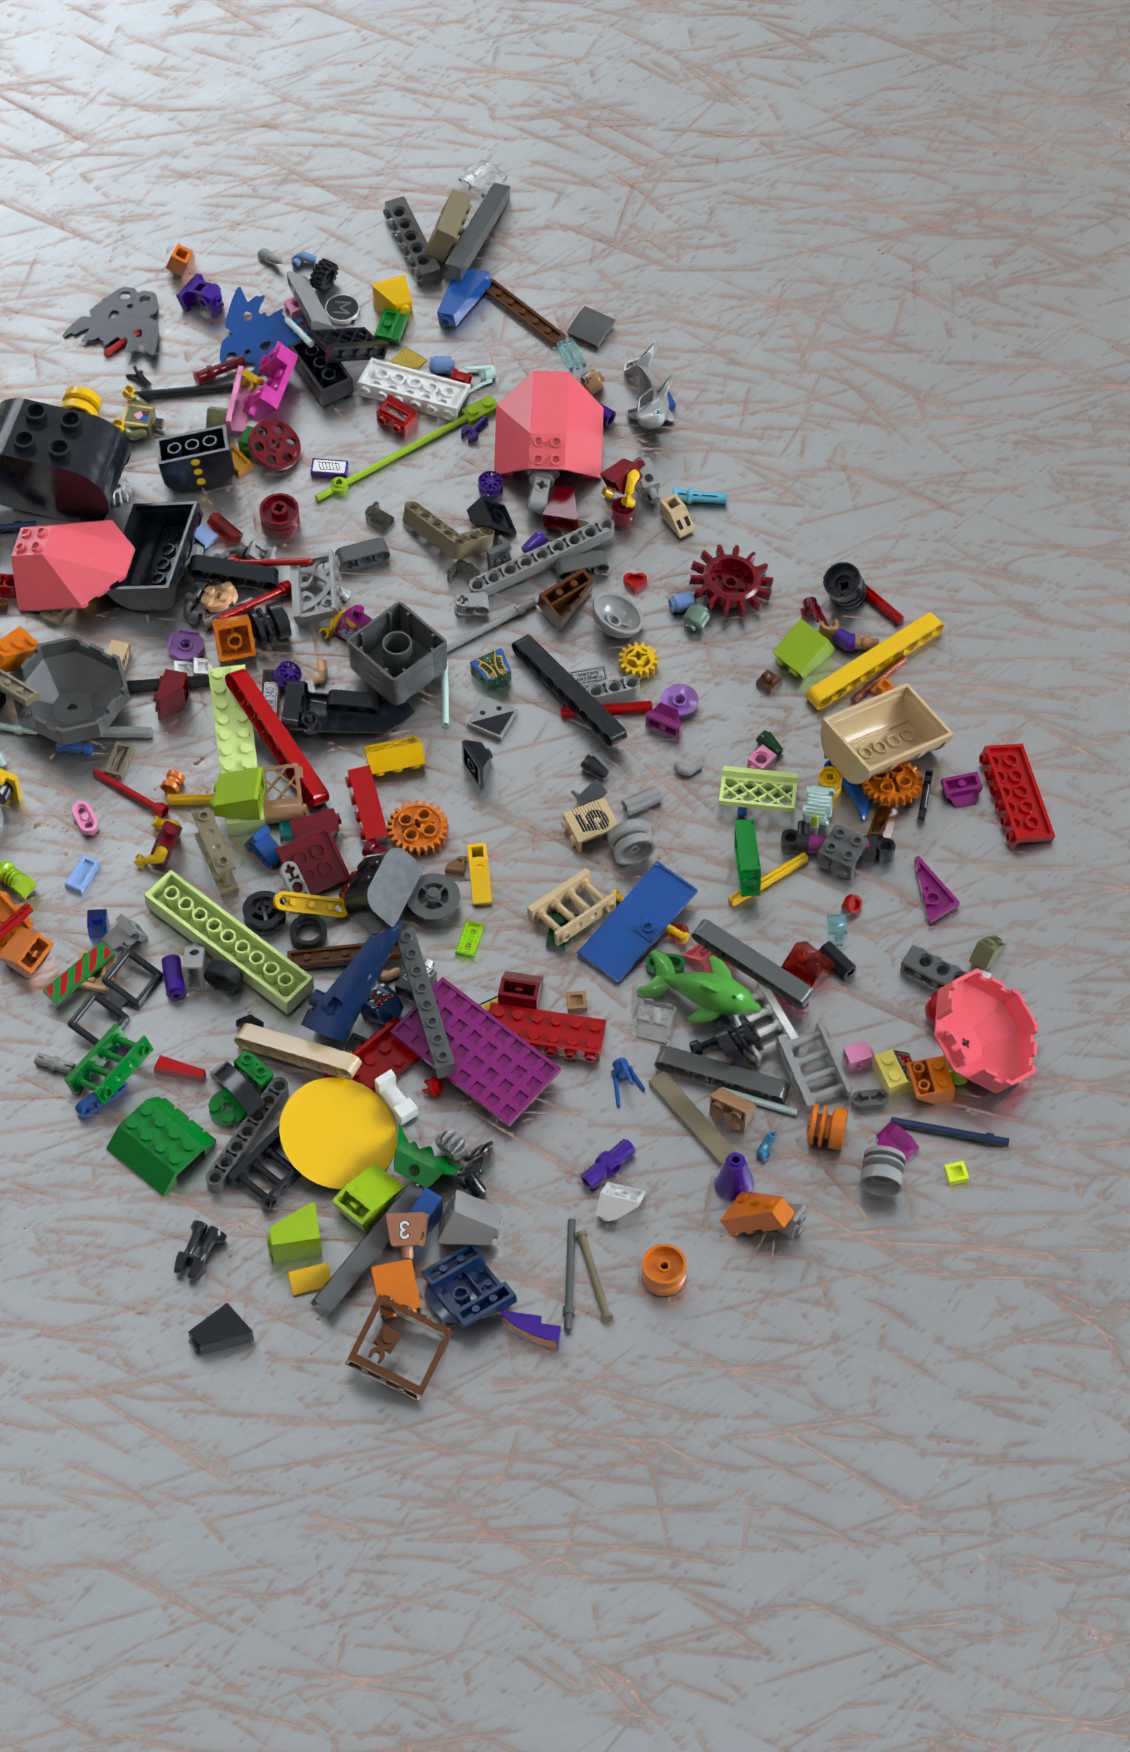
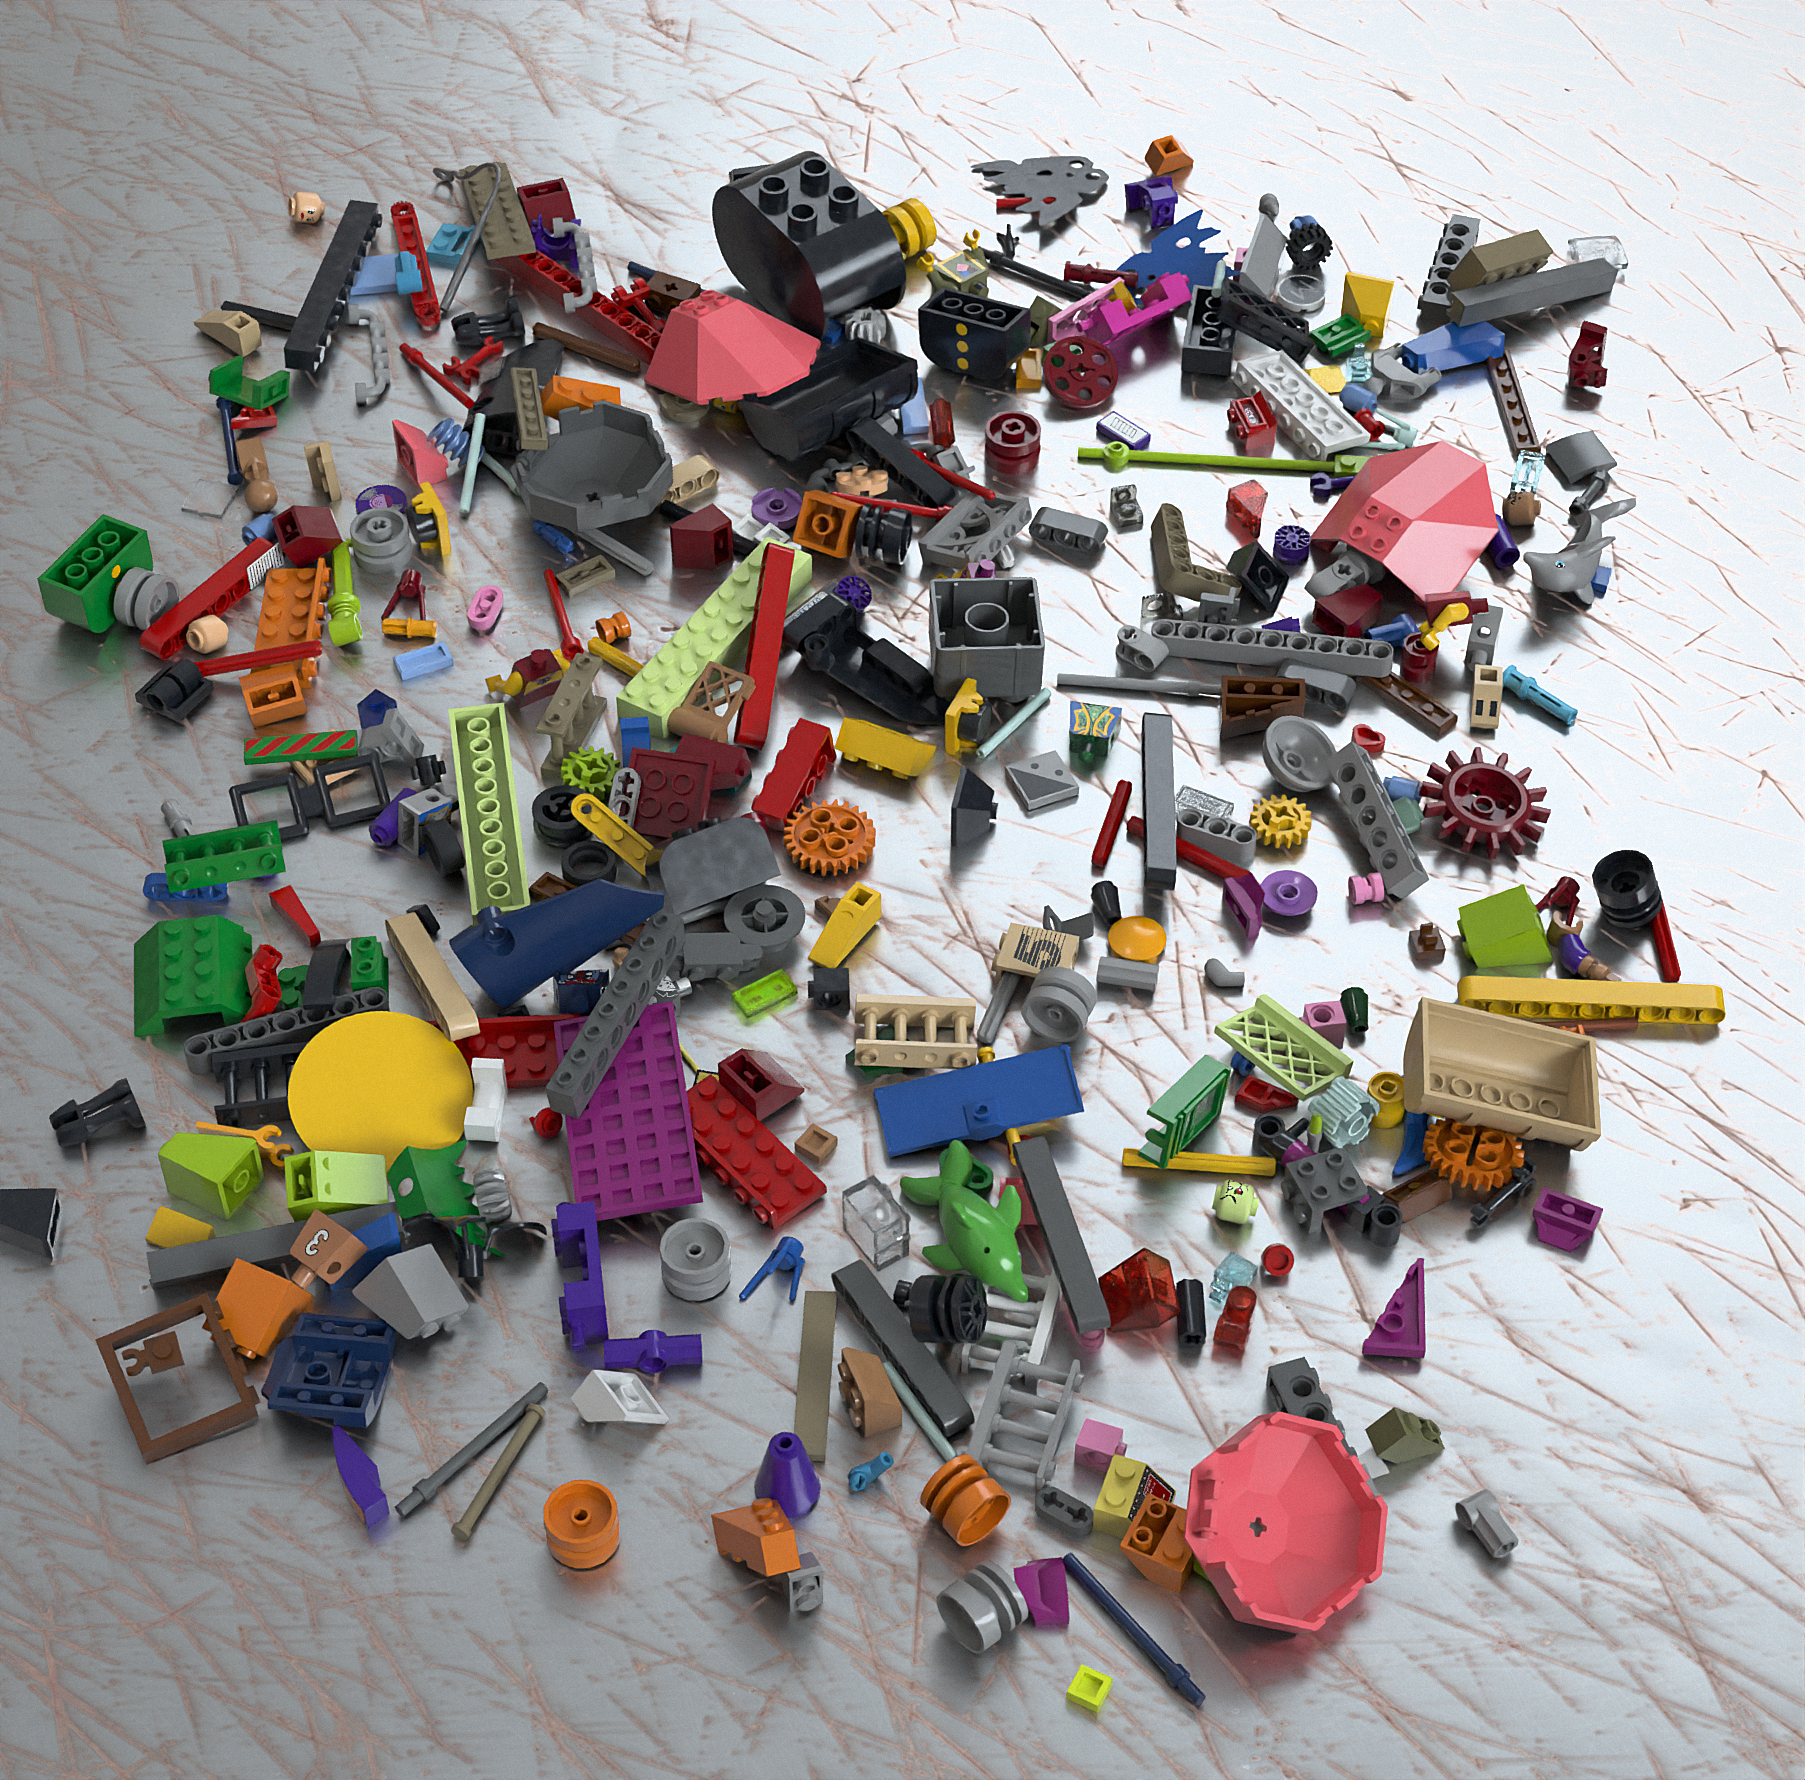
camera: 40 degrees right, 10 degrees down
(27, 834) = (408, 586): none -> dark red plant
(54, 859) = (410, 627): none -> light orange axle
(162, 937) = (428, 770): none -> black gear
(223, 1125) = (263, 981): none -> red beam
(239, 794) = (653, 670): lime slope -> none
(254, 876) = (590, 771): none -> lime gear
(314, 1197) = (266, 1149): none -> light orange flag
(322, 671) = (891, 622): light nougat arm -> none
(420, 342) = (1358, 368): none -> clear light blue plate
(426, 708) = (966, 718): none -> piece
(433, 934) = (715, 956): none -> dark grey hinge
(445, 337) = (1395, 378): none -> light grey connector
(447, 474) = (1248, 505): none -> clear red slope
(504, 913) = (830, 989): none -> black brick
(522, 1132) = (584, 1301): none -> dark purple brick
(539, 253) = (1584, 362): none -> dark red tile
(552, 719) = (1111, 823): none -> red axle
(584, 1103) = (695, 1259): none -> light grey wheel
(594, 865) = (997, 1007): none -> light grey axle
(596, 504) = (1395, 632): none -> blue piece
(614, 338) = (1598, 482): none -> dark grey bar
(626, 777) = (1137, 939): none -> light orange dish
(637, 542) = (1411, 701): none -> reddish brown tile
(714, 671) = (1365, 888): none -> bright pink wheel
(731, 647) = (1376, 820): none -> light grey brick
(767, 821) = (1264, 1096): none -> red tile
(807, 888) = (1235, 1202): none -> yellowish green head
(863, 950) = (1236, 1322): none -> clear red piece
(1016, 794) = (1635, 1272): red bracket -> none
(1052, 965) = (1483, 1515): none -> light grey piece

